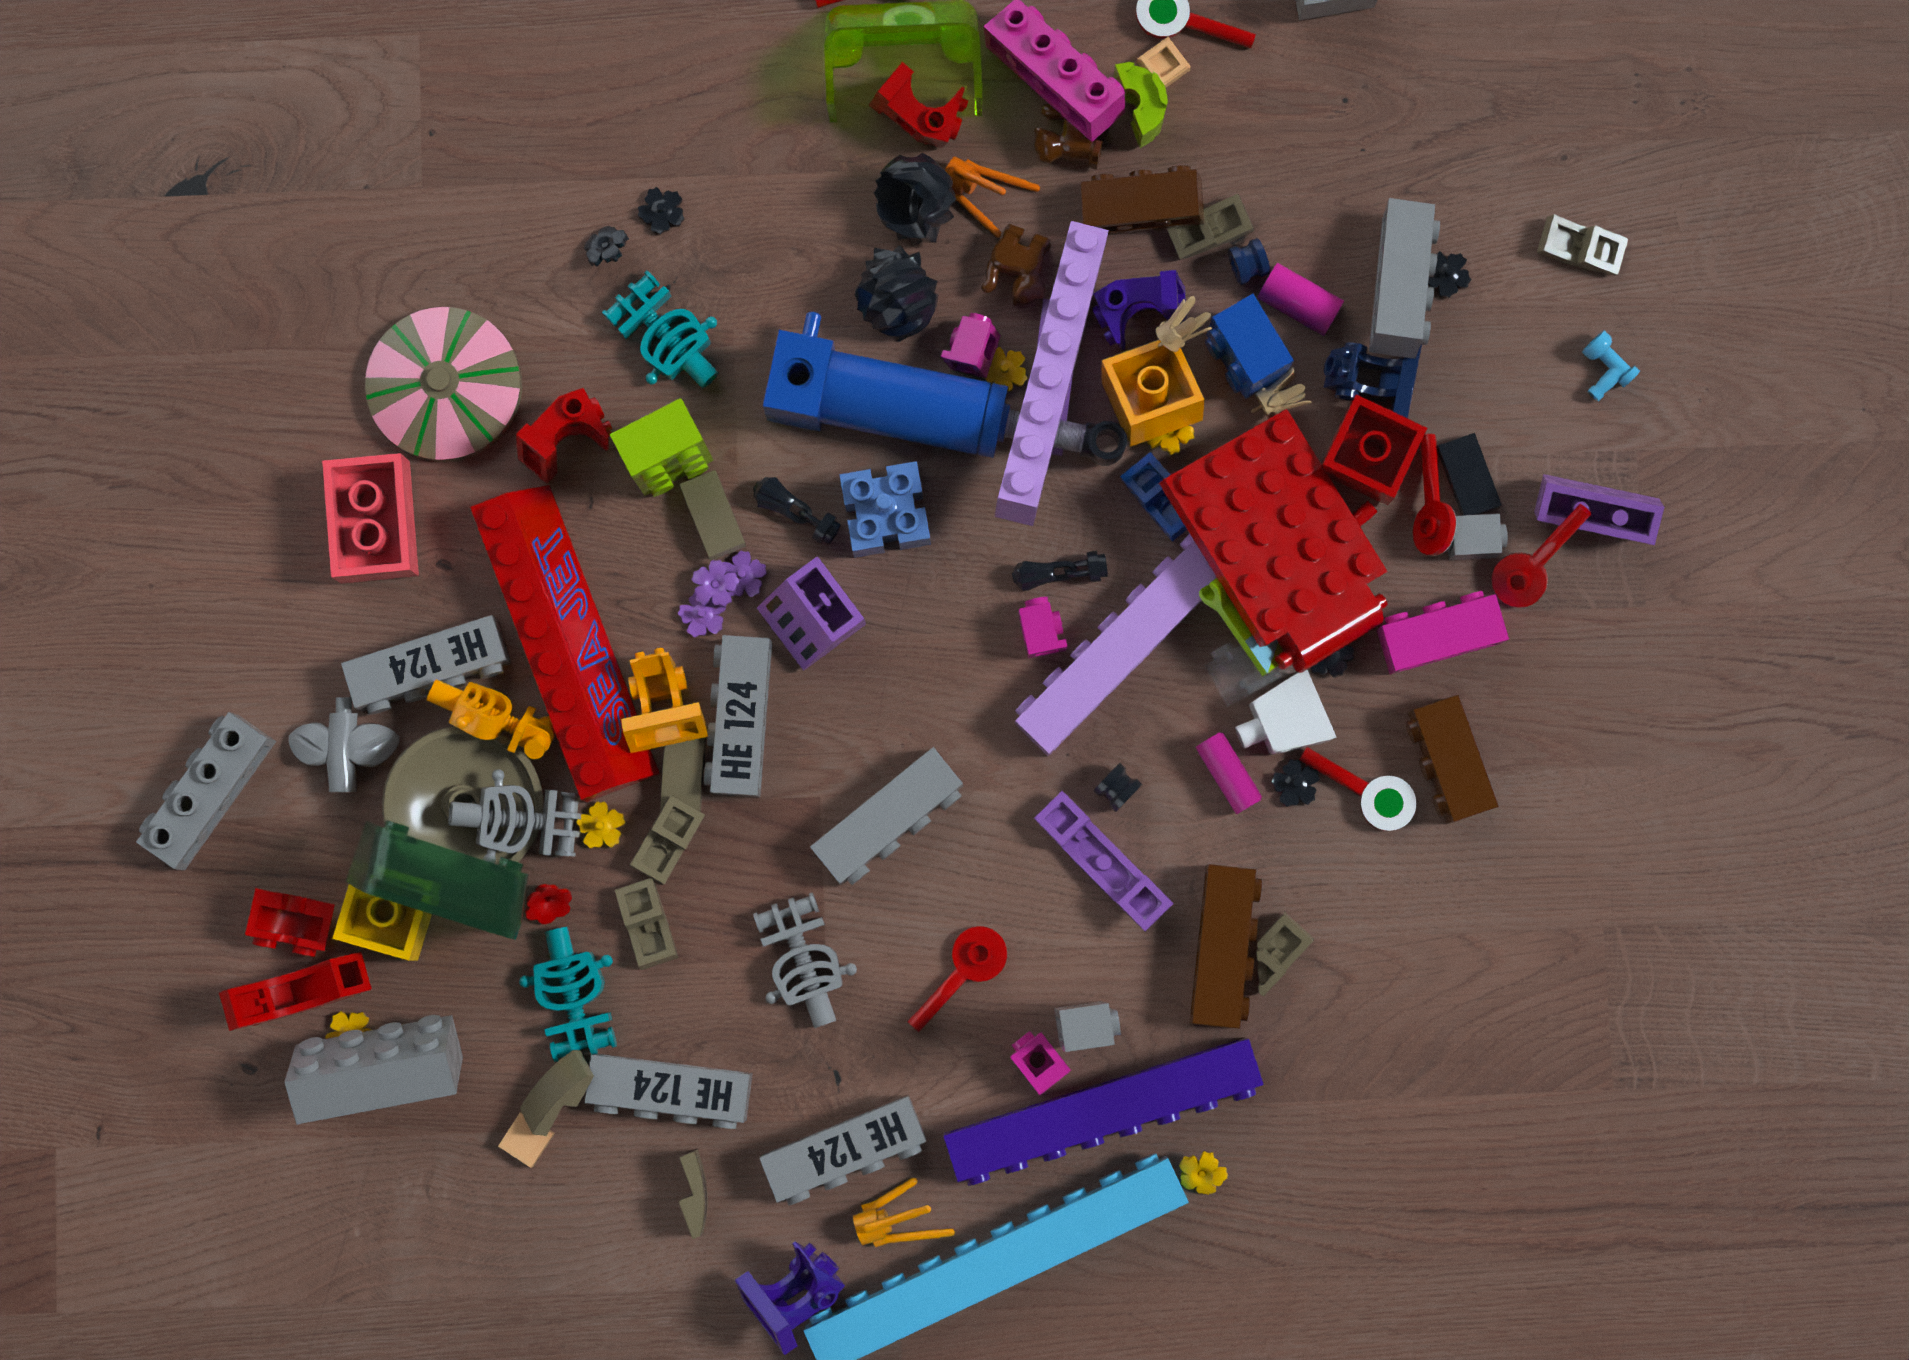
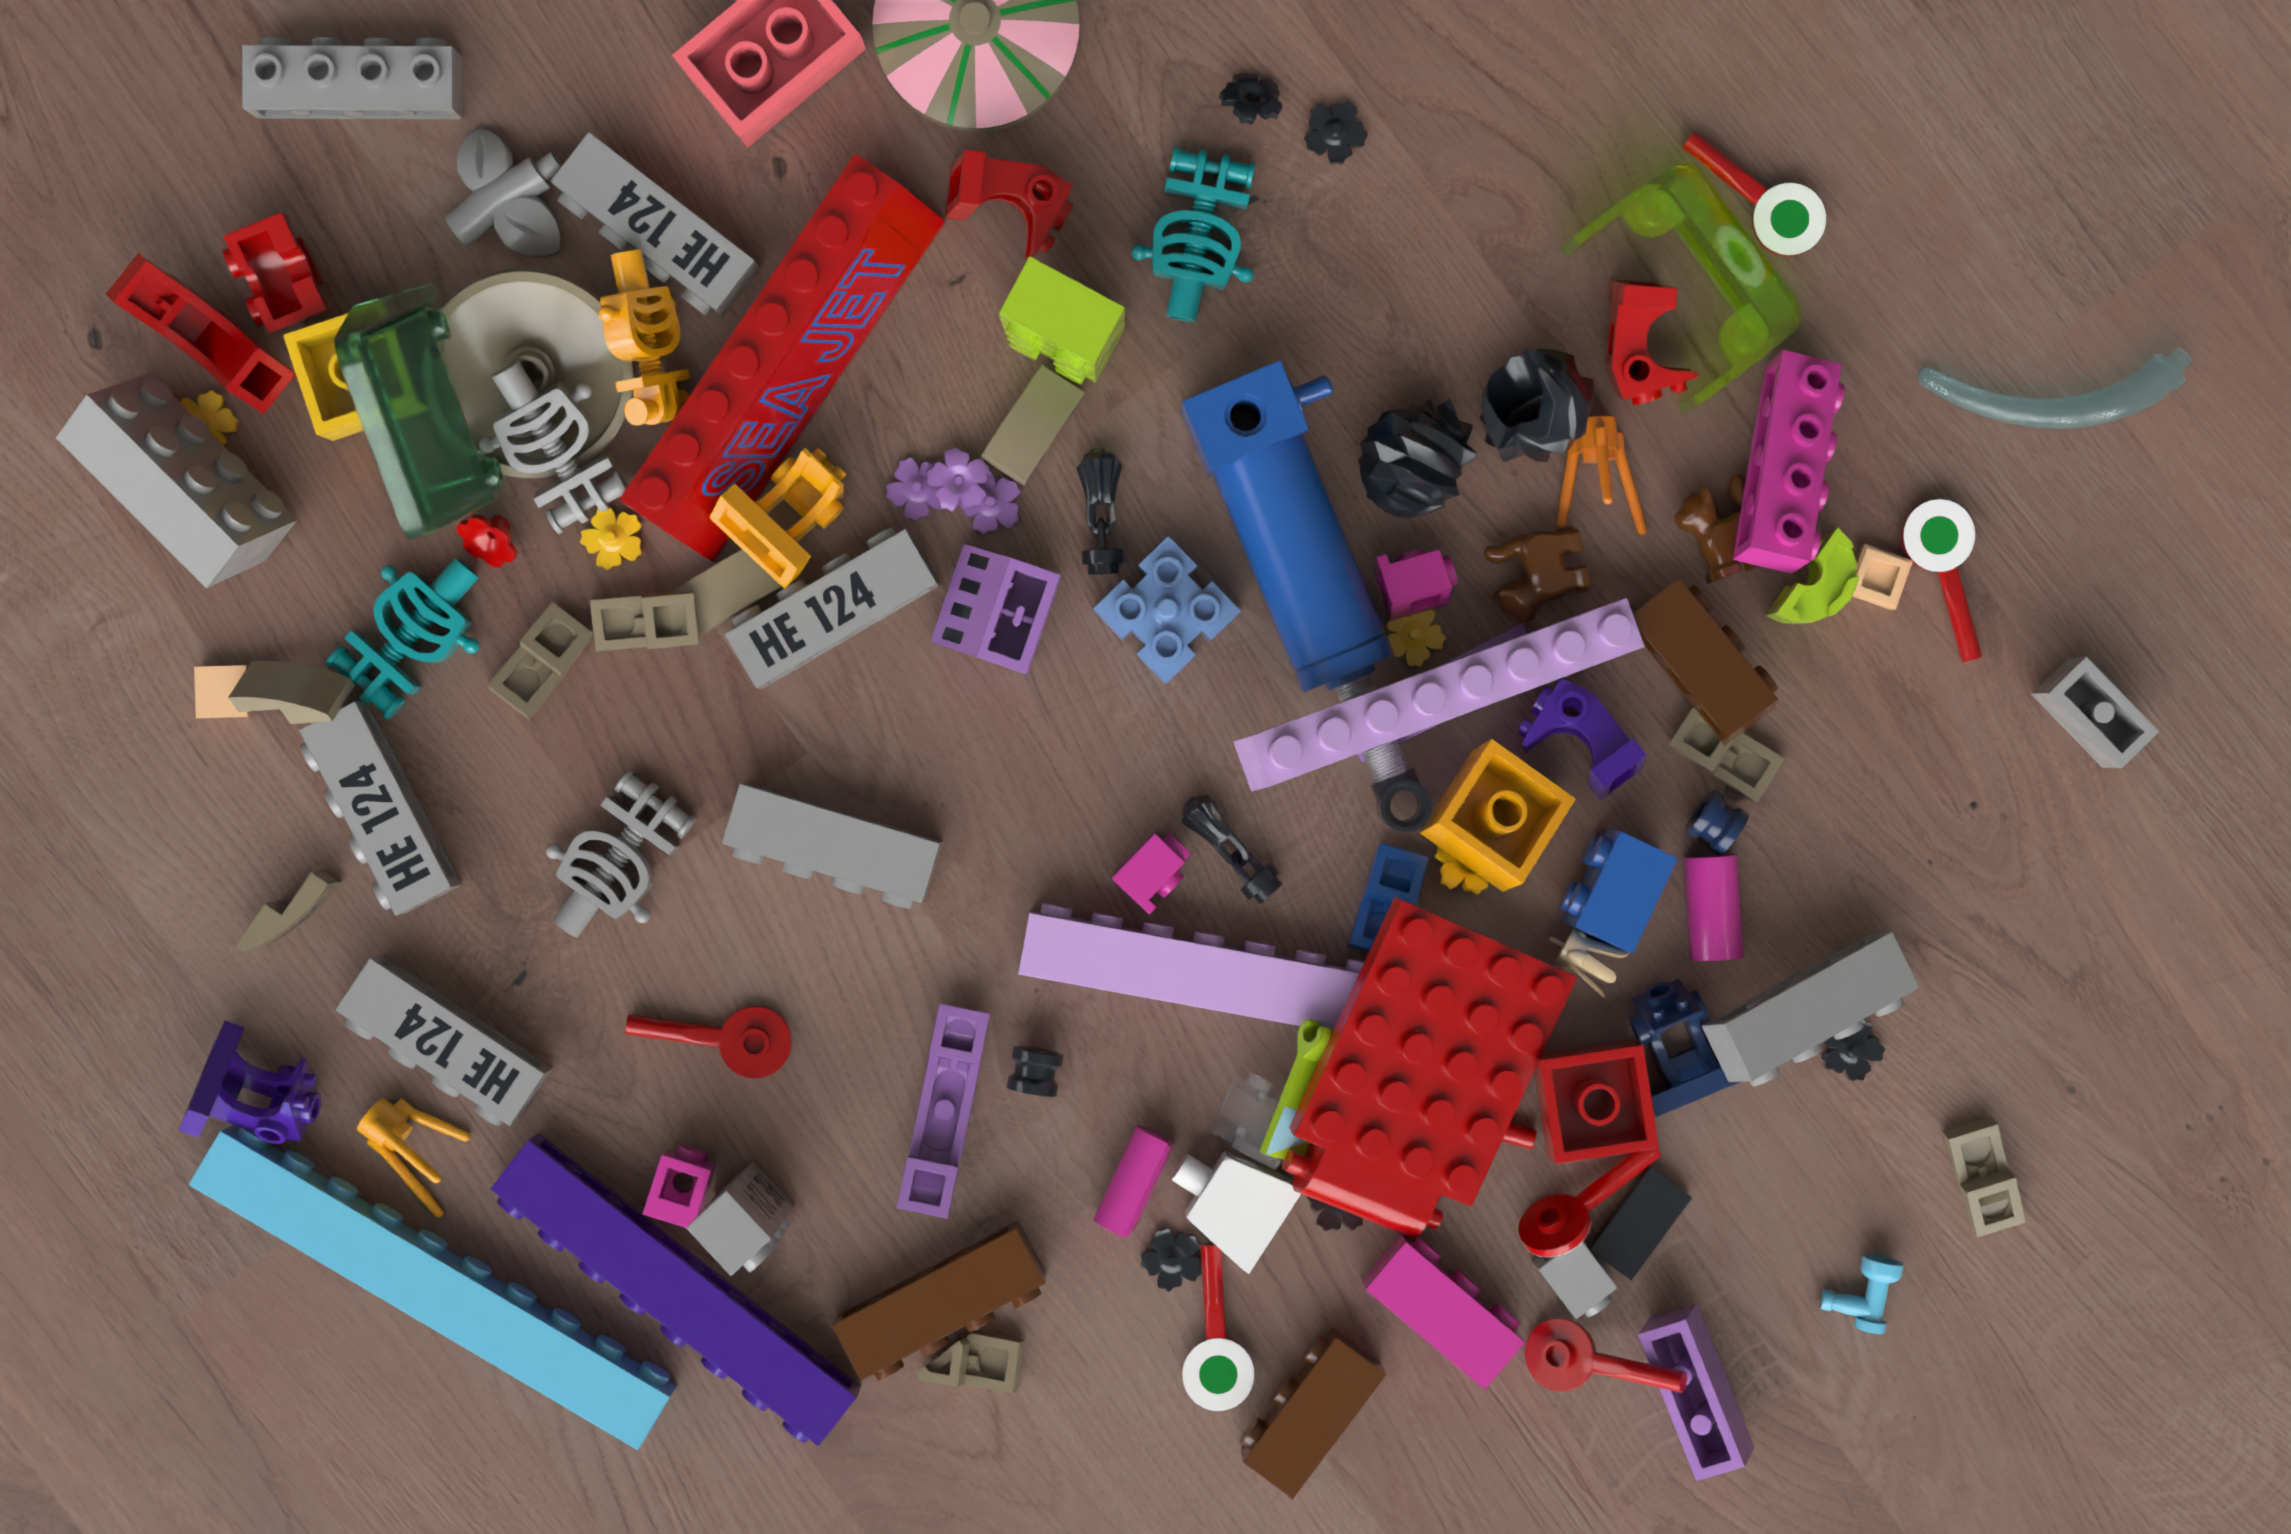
camera: 50 degrees right, 5 degrees up
(1173, 334) = (1573, 801): tan piece -> none
(1202, 1173) = (682, 1441): yellow plant -> none

